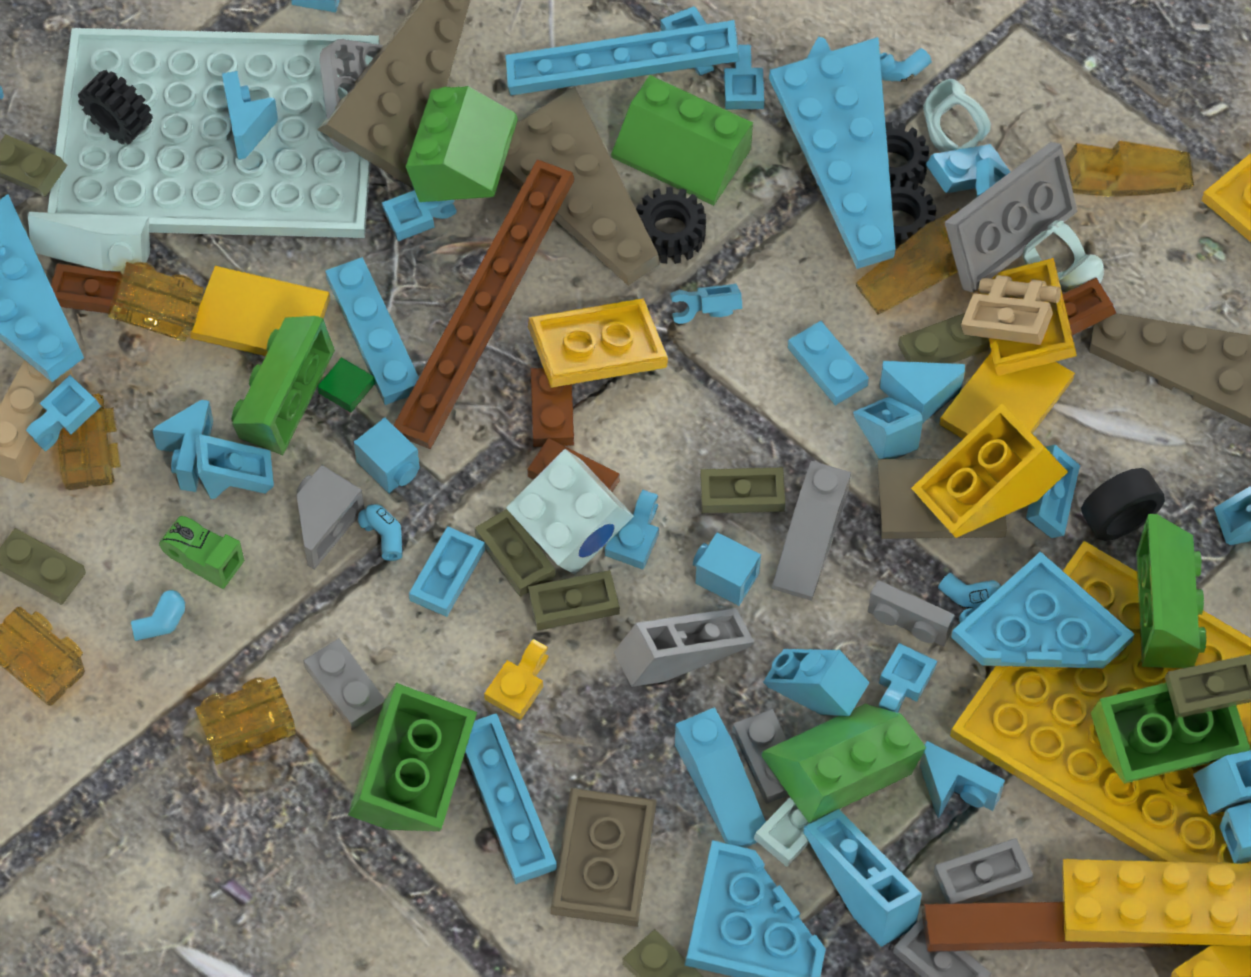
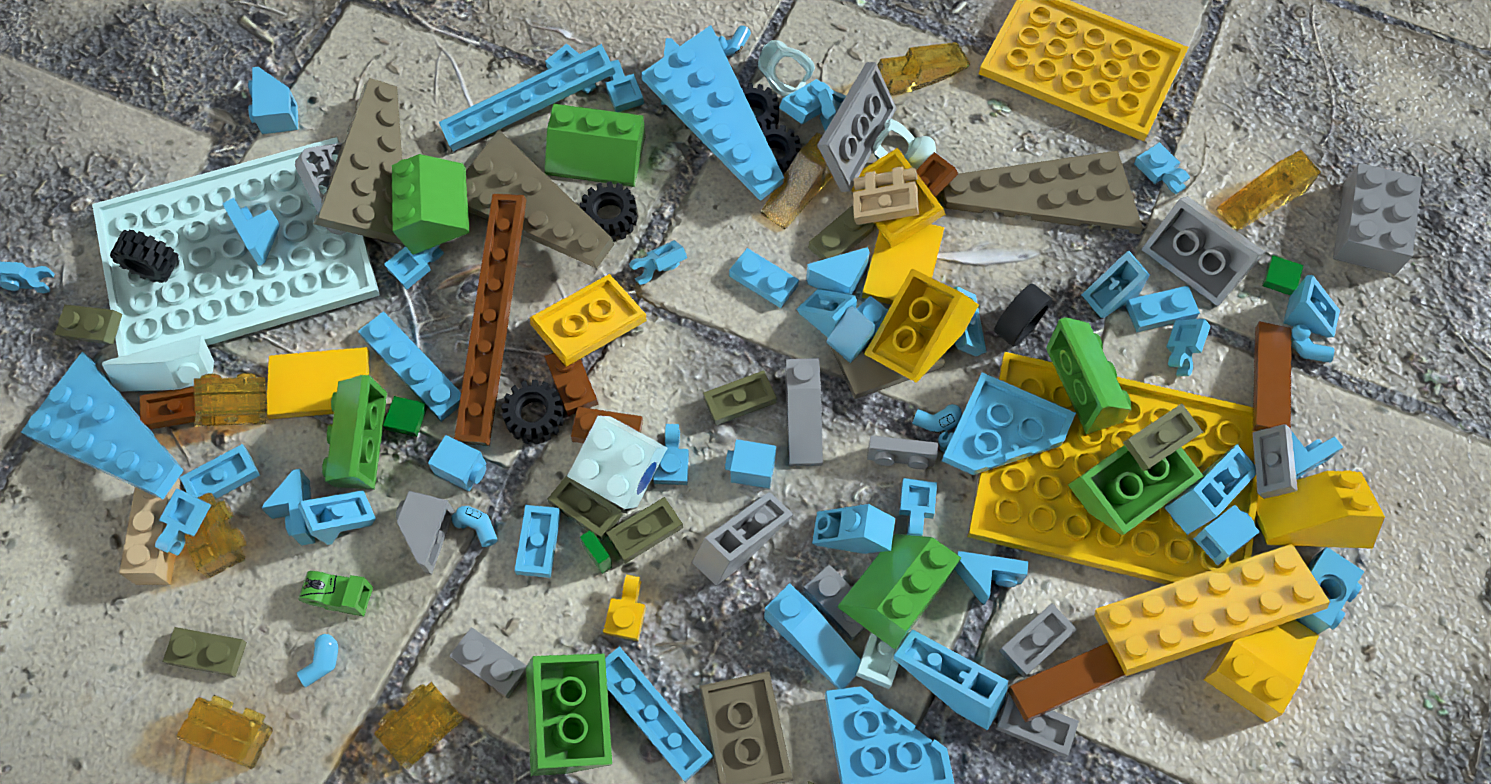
camera: 20 degrees left, 5 degrees up
(121, 379) = (221, 474): none -> medium azure plate
(494, 407) = (524, 396): none -> black tyre
(509, 604) = (596, 551): none -> green tile
(912, 455) = (857, 328): none -> medium azure slope

